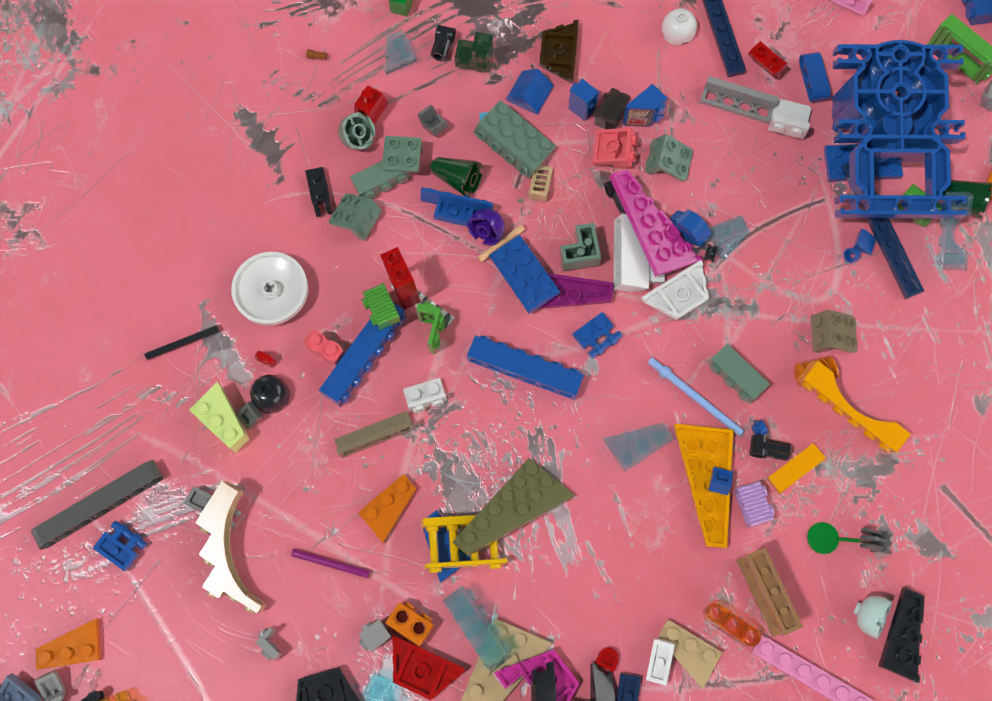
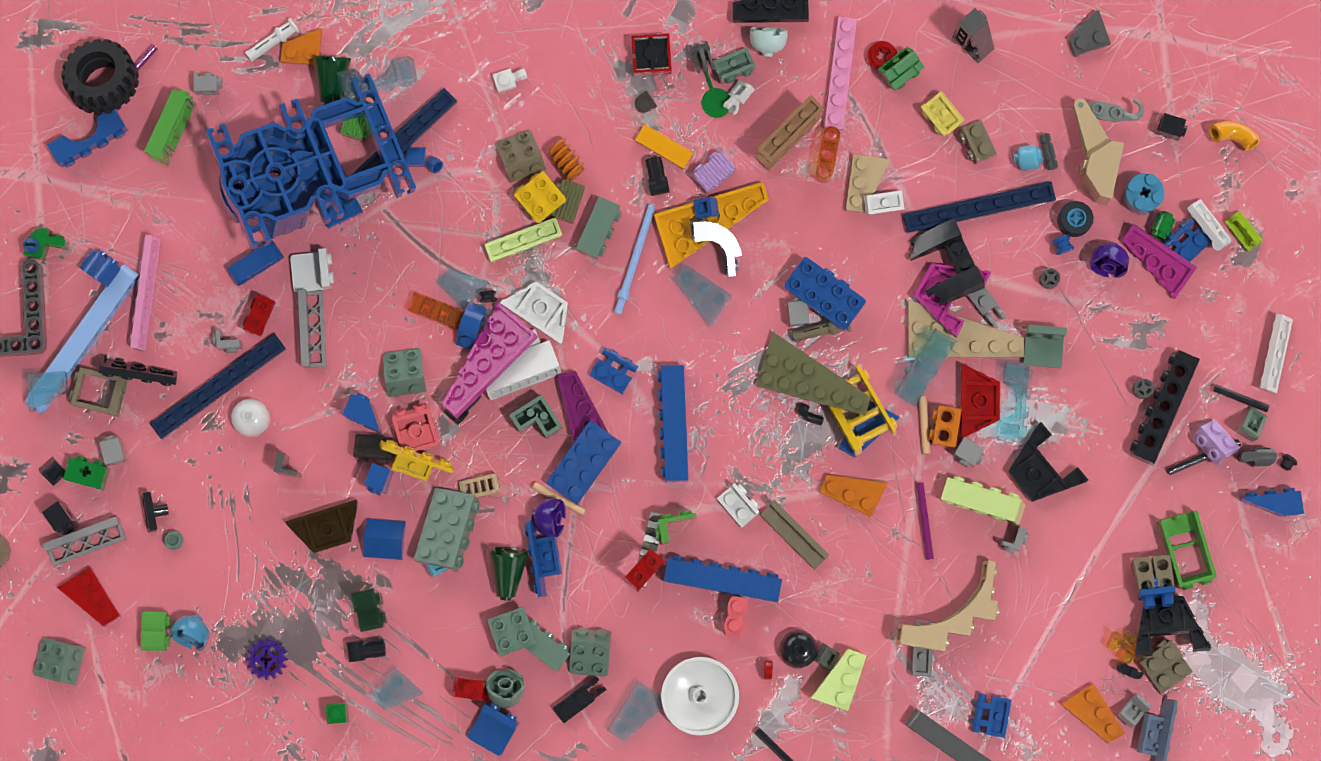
camera: 115 degrees left, 10 degrees up
(285, 232) = (636, 711): none -> clear light blue wing
(320, 628) = (983, 501): none -> yellowish green wedge
(327, 113) = (493, 729): none -> blue bracket
(381, 306) = (677, 578): bright green brick -> none
(422, 604) = (924, 425): none -> light nougat bar
(432, 121) = (460, 620): dark grey bracket -> none
(478, 494) = (809, 417): none -> black arm
(556, 552) = (817, 330): none -> dark tan pin
(583, 527) = (798, 313): none -> light grey brick
(585, 134) = (414, 463): none -> yellow bracket
(591, 559) = (825, 293): none -> blue bracket
(608, 659) = (900, 247): red tile -> none
(626, 31) = (281, 466): none -> dark grey panel
(688, 481) = (711, 231): none -> arch
(716, 202) = (435, 310): none -> clear orange beam
(752, 304) = (523, 240): none -> yellowish green plate
(755, 25) = (230, 346): none -> light grey bracket
(759, 427) = (641, 192): blue plate -> none
(775, 356) = (573, 193): none -> olive brick
(789, 330) = (539, 197): none -> yellow bracket
(822, 382) = (599, 81): light orange arch -> none
(824, 562) = (738, 94): none -> white plate
(846, 467) = (644, 103): none -> clear smoke tile
(856, 569) = (734, 65): none -> sand green bracket
(895, 492) = (651, 54): none -> black piece
(914, 350) = (506, 79): none -> white plate

